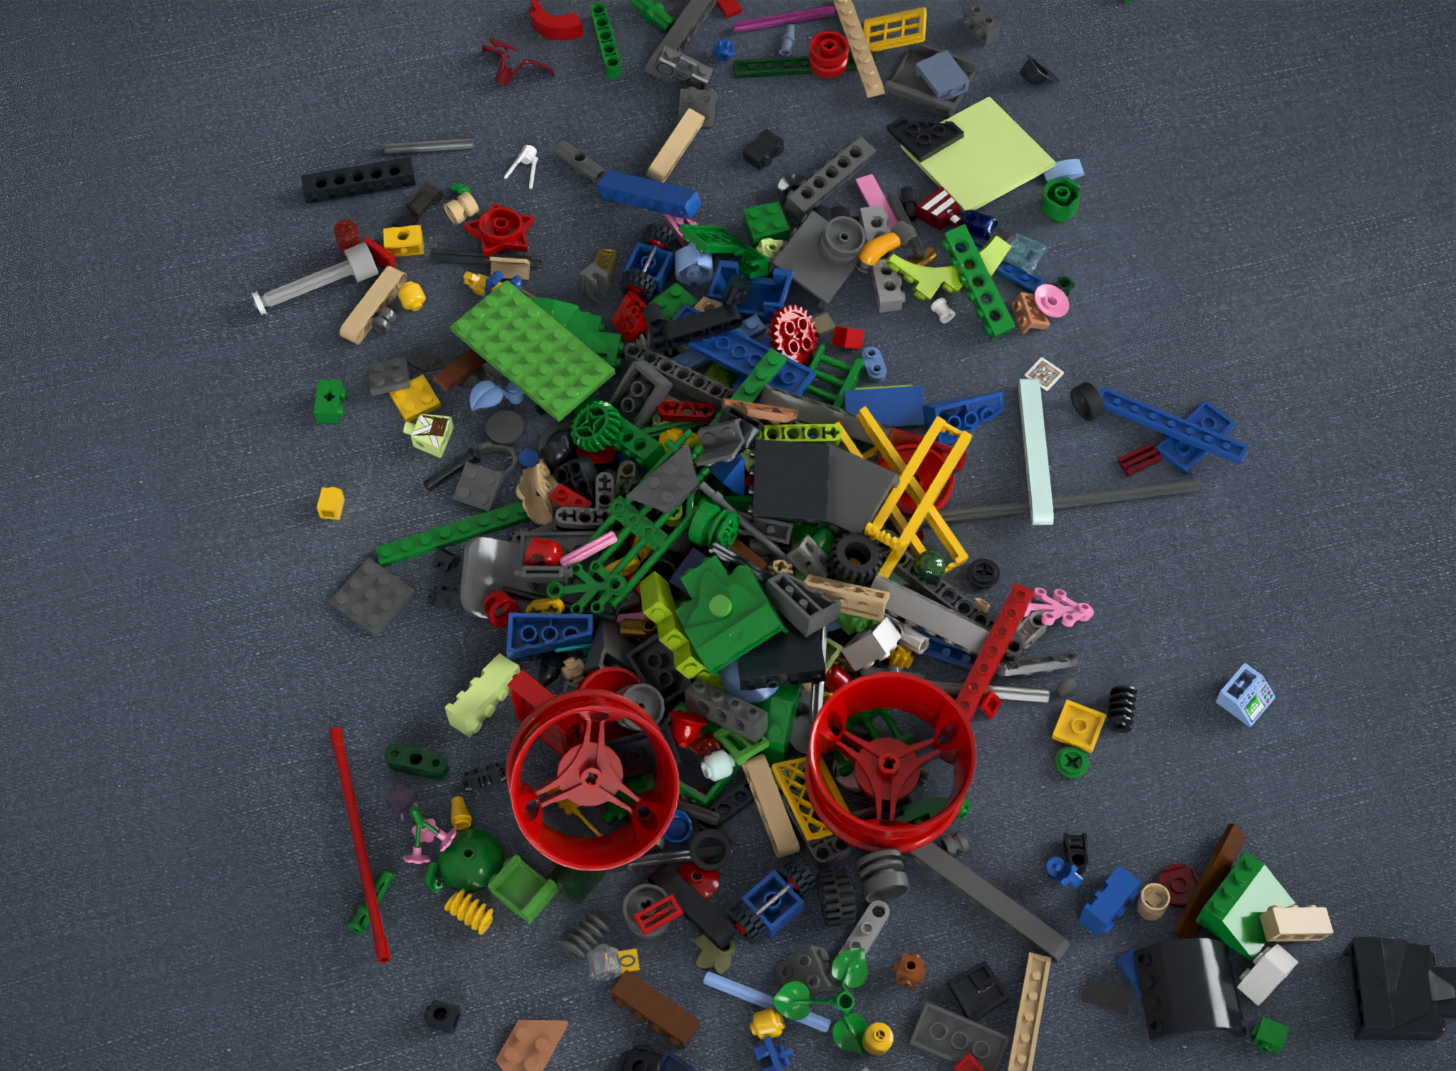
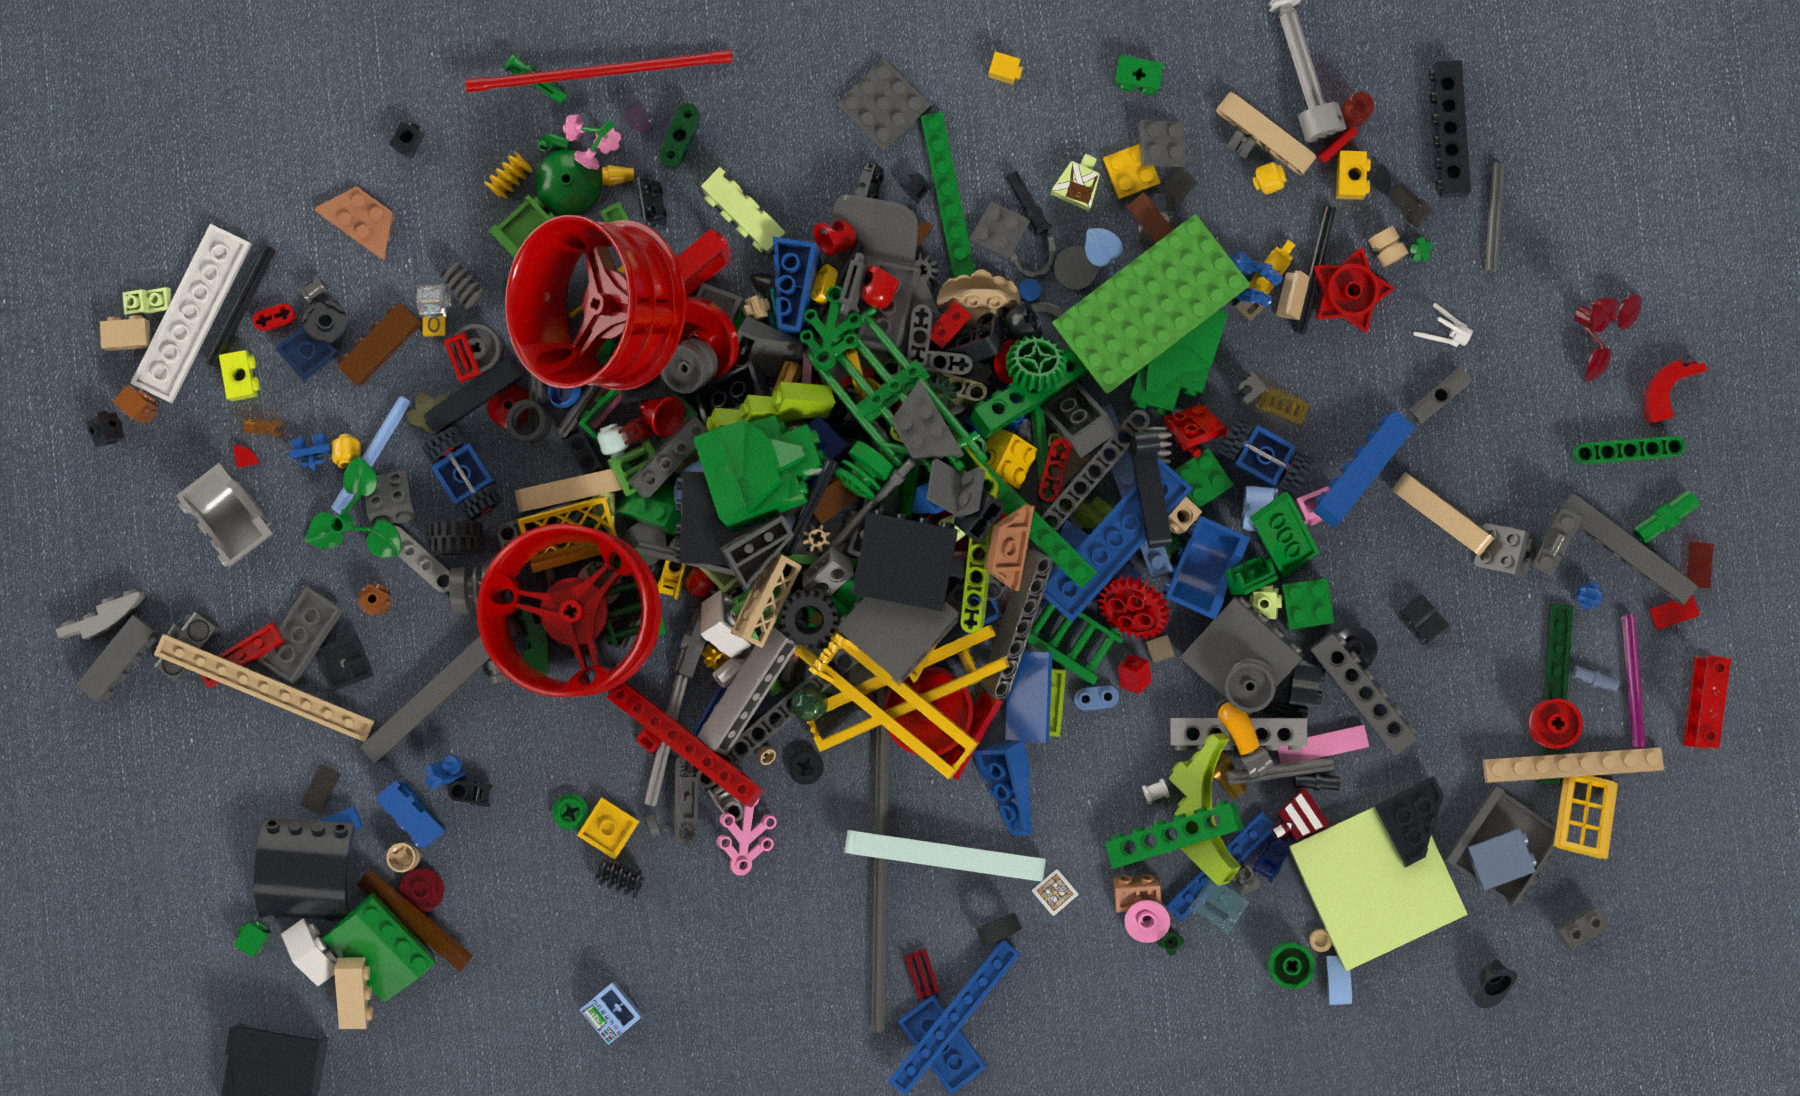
camera: 100 degrees right, 25 degrees up
(500, 811) = (614, 213): none -> bright green tile
(588, 549) = (871, 334): bright pink axle -> none
(720, 605) = (756, 459): bright green tile -> none
(737, 290) = (1197, 547): black slope -> none
(877, 1039) = (318, 552): yellow head -> none
(1034, 188) = (1320, 940): none -> tan tile

